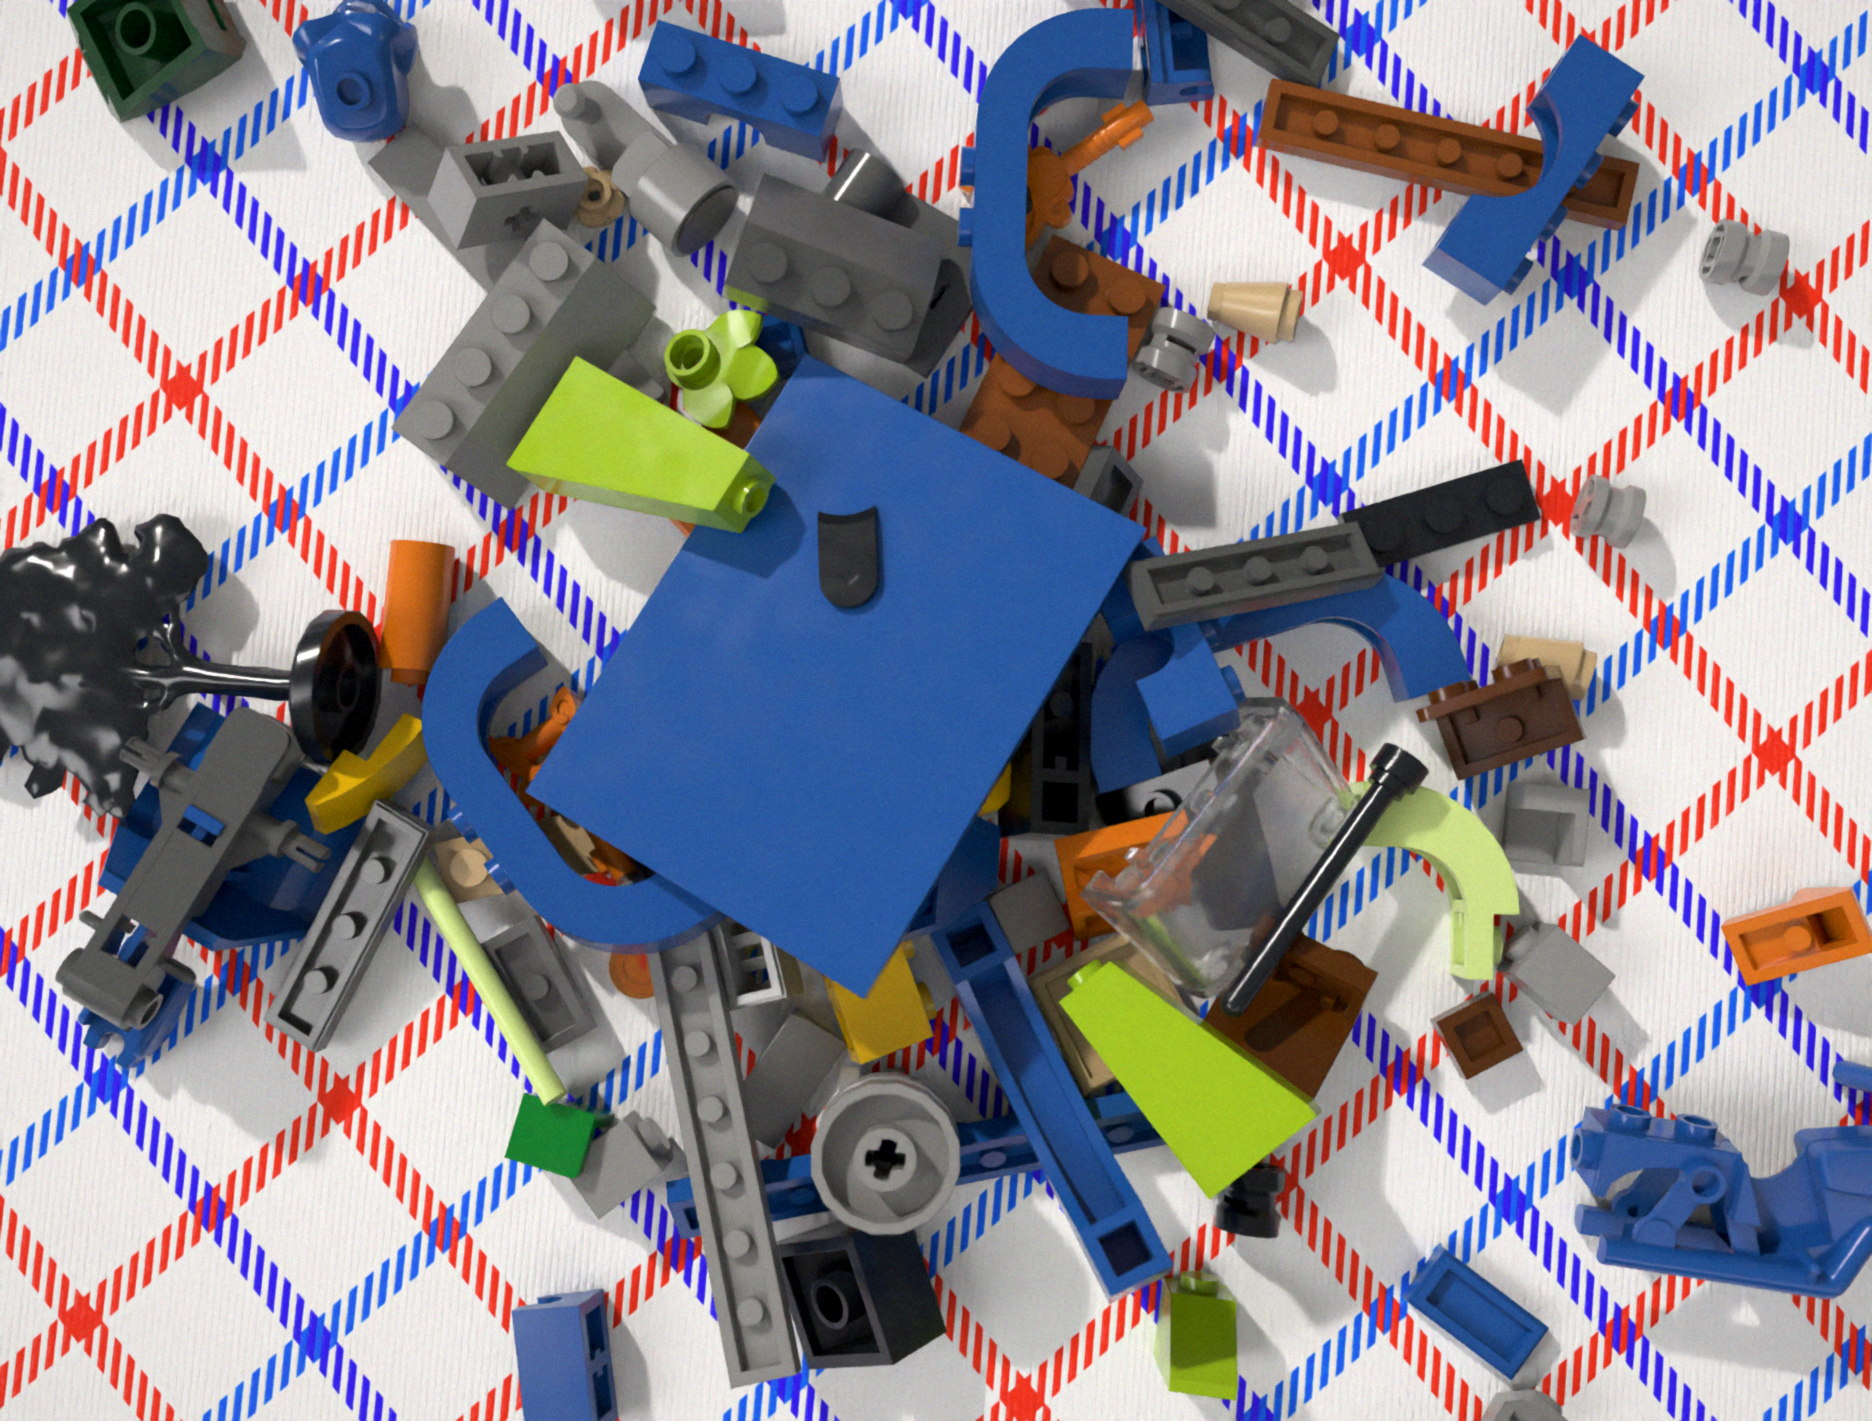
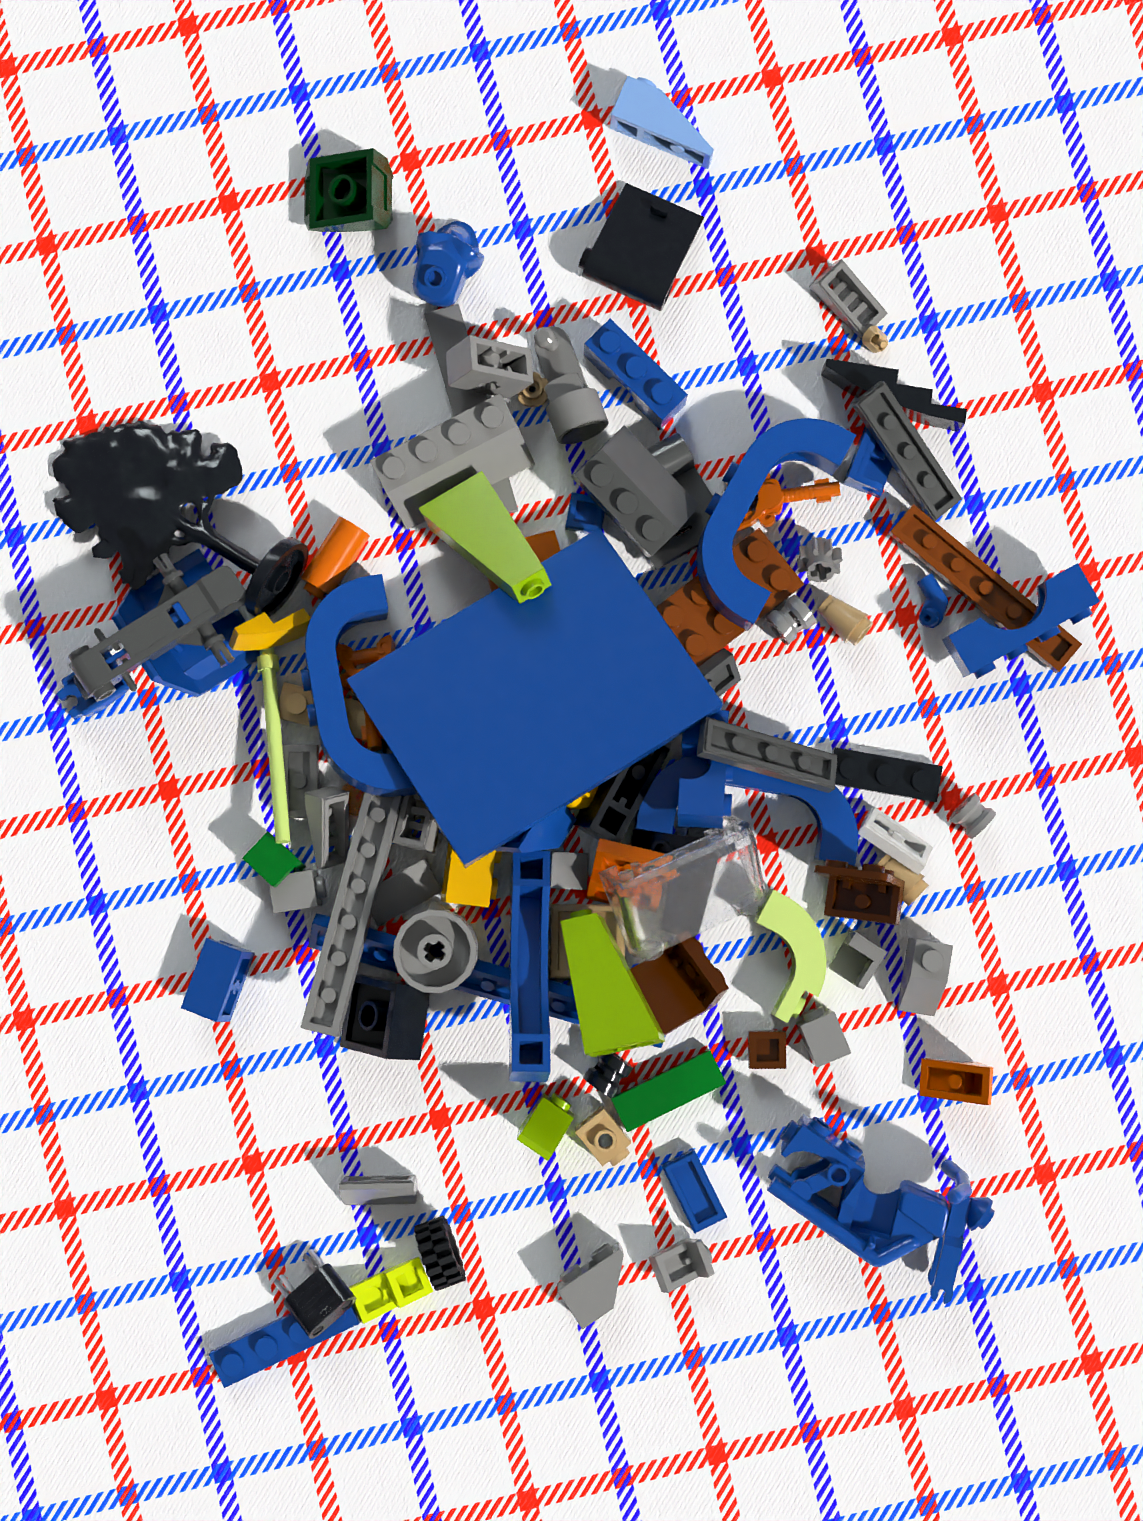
camera: 25 degrees right, 0 degrees up
(351, 924) = (221, 702): tile -> none
(585, 1012) = (328, 812): none -> light grey slope
(728, 368) = (556, 514): lime plate -> none
(848, 558) = (567, 643): black piece -> none
(1171, 235) = (819, 559): none -> light grey gear
(1275, 1289) = (601, 1123): none -> tan brick
(1356, 1176) = (668, 1090): none -> green tile
(1380, 216) = (934, 604): none -> blue arm
(1392, 778) = (788, 893): black piece -> none
(1509, 609) = (895, 840): none -> white tile
(1660, 795) = (924, 976): none -> light grey slope
(1741, 256) = (1108, 716): light grey wheel -> none

